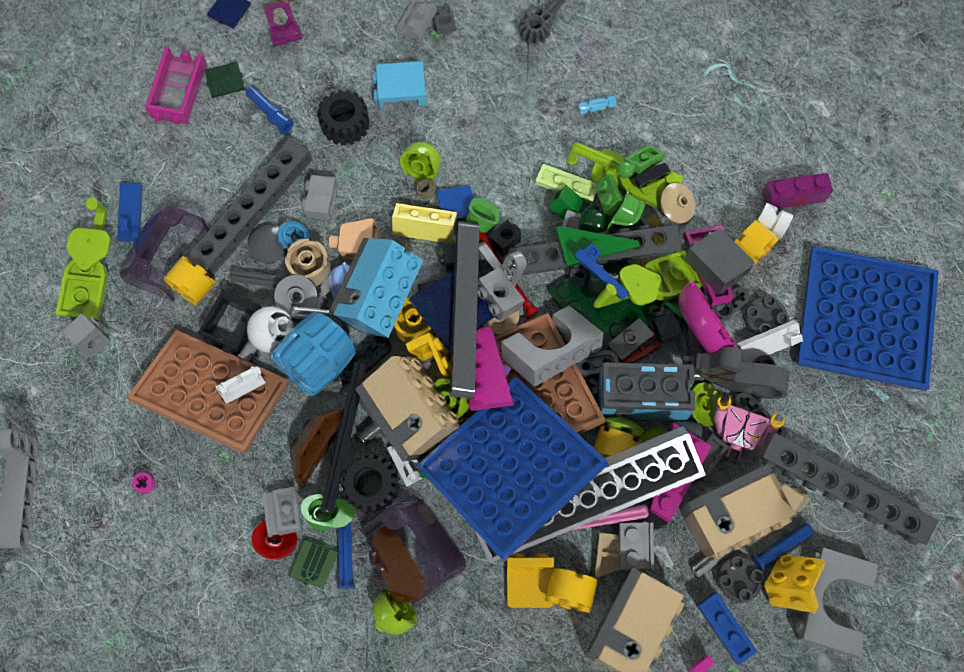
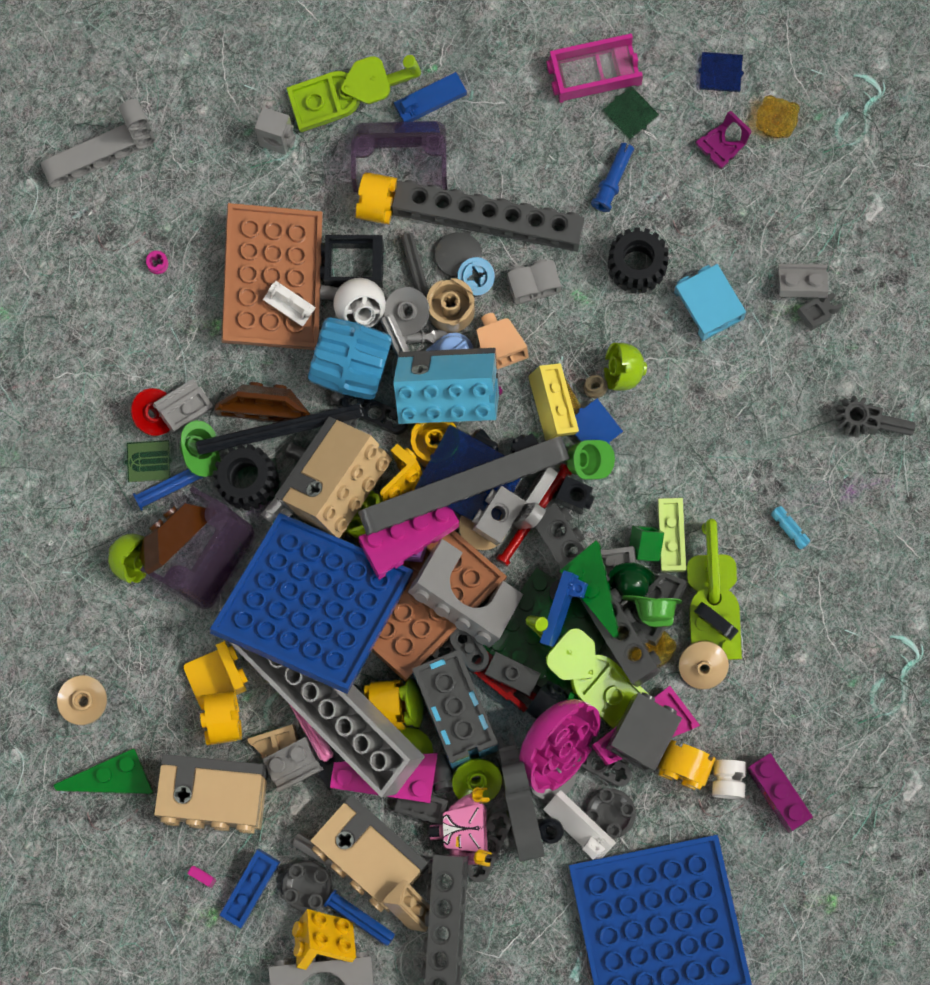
camera: 70 degrees right, 5 degrees up
(609, 194) = (670, 582): bright green plate -> none
(640, 161) = (726, 600): bright green plate -> none

